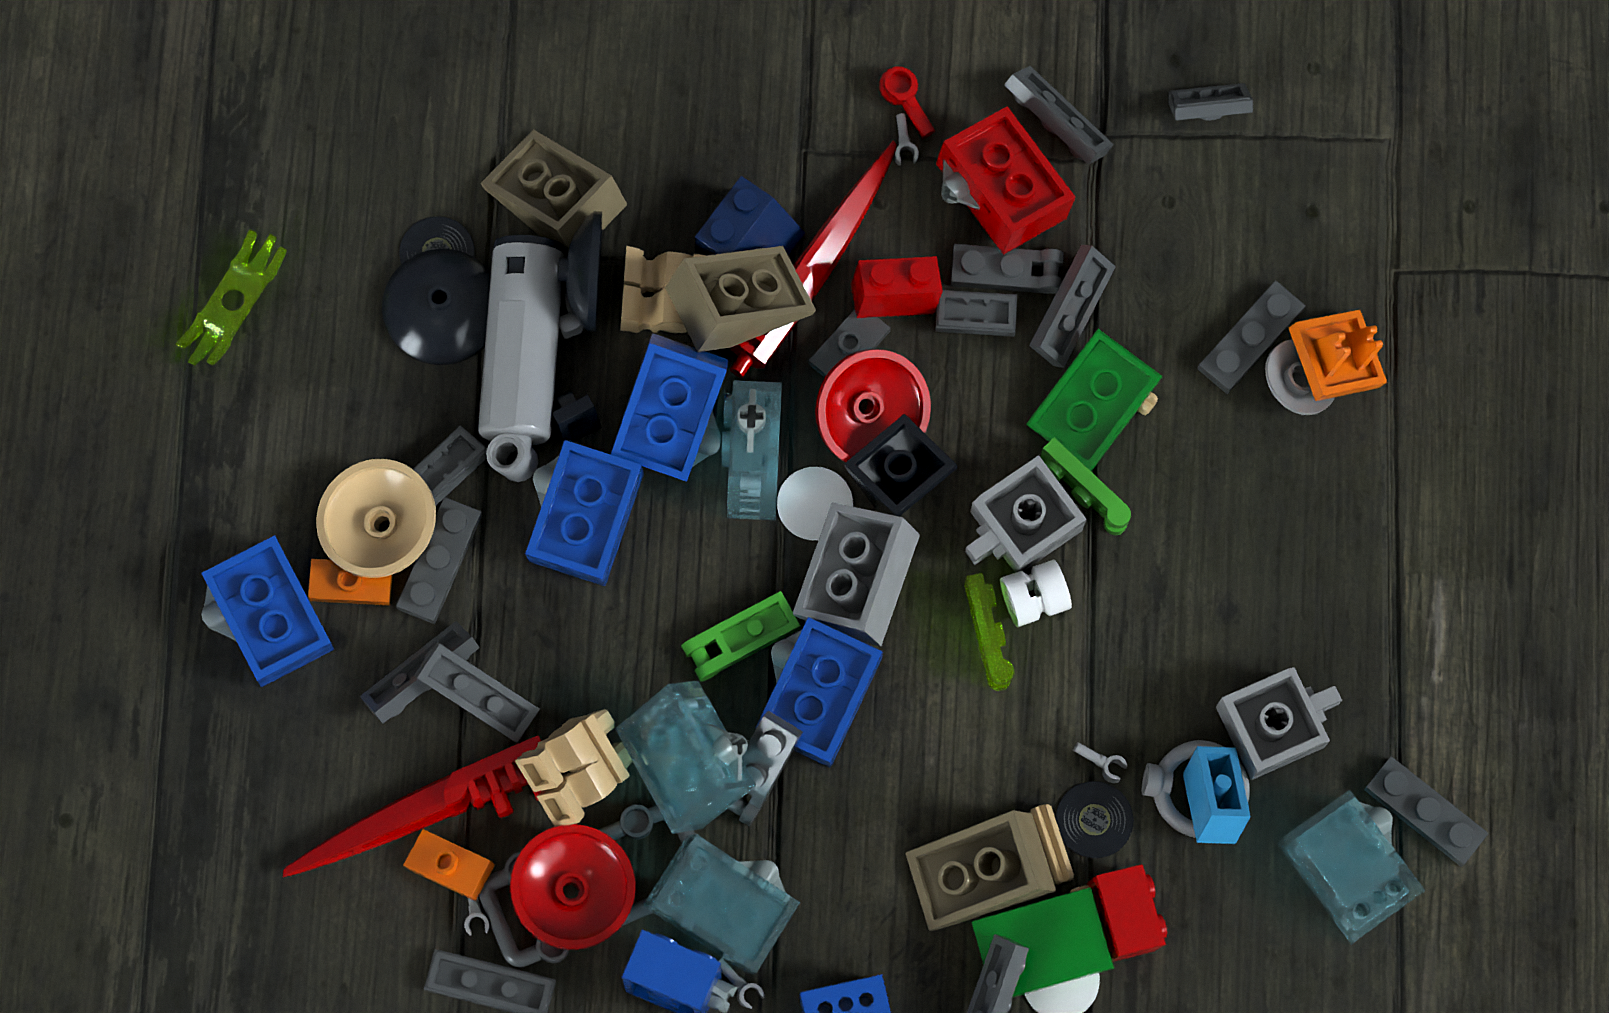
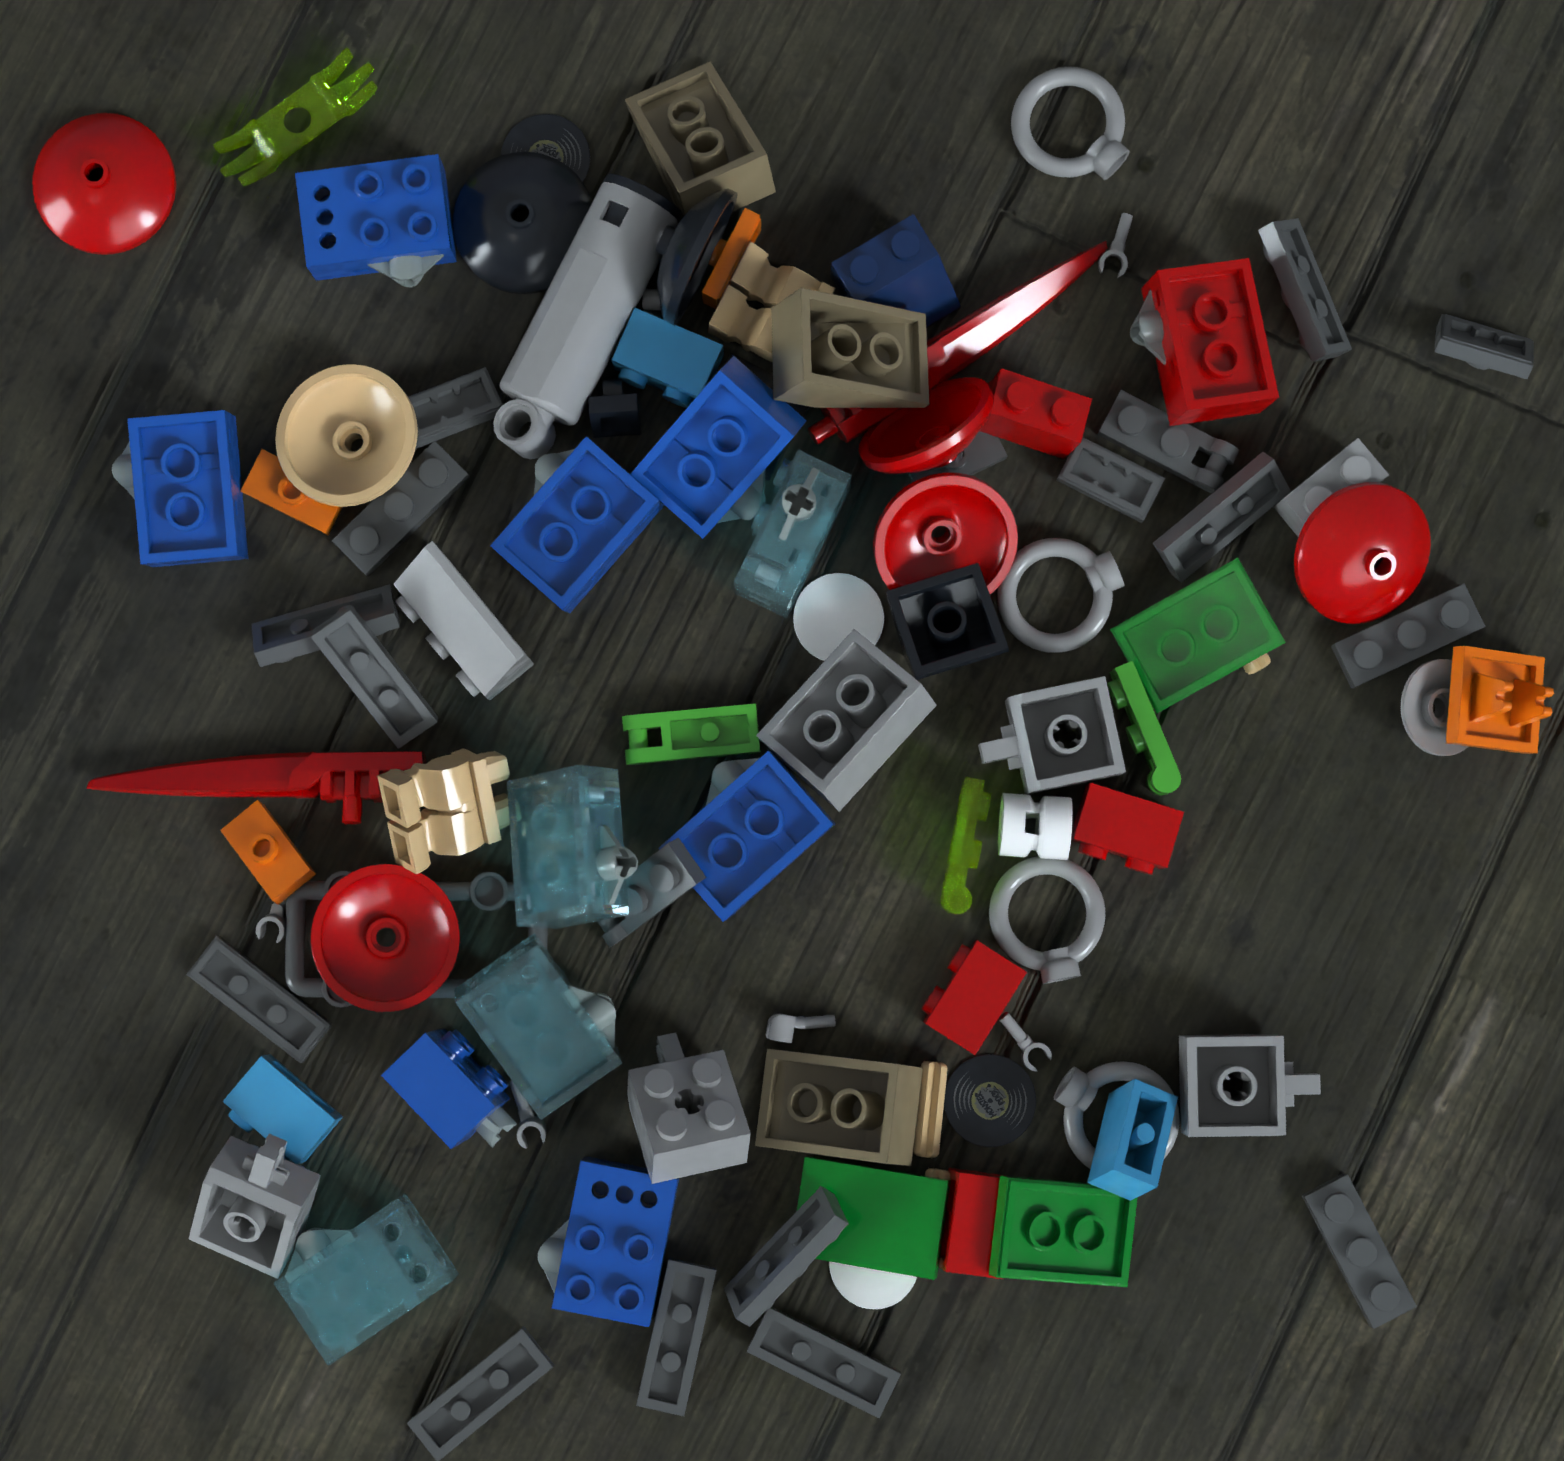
camera: 30 degrees right, 10 degrees up
(102, 434) = (121, 206): none -> red dish
(329, 348) = (377, 219): none -> blue piece
(527, 623) = (460, 624): none -> light grey slope
(598, 360) = (666, 358): none -> dark azure brick
(613, 267) = (728, 256): none -> orange plate
(827, 332) = (929, 435): none -> red dish
(864, 77) = (1106, 152): none -> light grey piece
(866, 921) = (687, 1113): none -> light grey hinge
(899, 87) = (1139, 183): red plate -> none
(909, 829) = (782, 1026): none -> light grey hand
(1001, 386) = (1101, 574): none -> light grey piece
(1046, 742) = (973, 996): none -> red brick
(1097, 692) = (1057, 963): none -> light grey piece
(1105, 566) = (1125, 827): none -> red brick
(1145, 252) = (1349, 467): none -> light grey brick
(1172, 287) = (1344, 542): none -> red dish
(1195, 890) = (1061, 1232): none -> green tile
(1352, 865) = (1248, 1278): clear light blue piece -> none

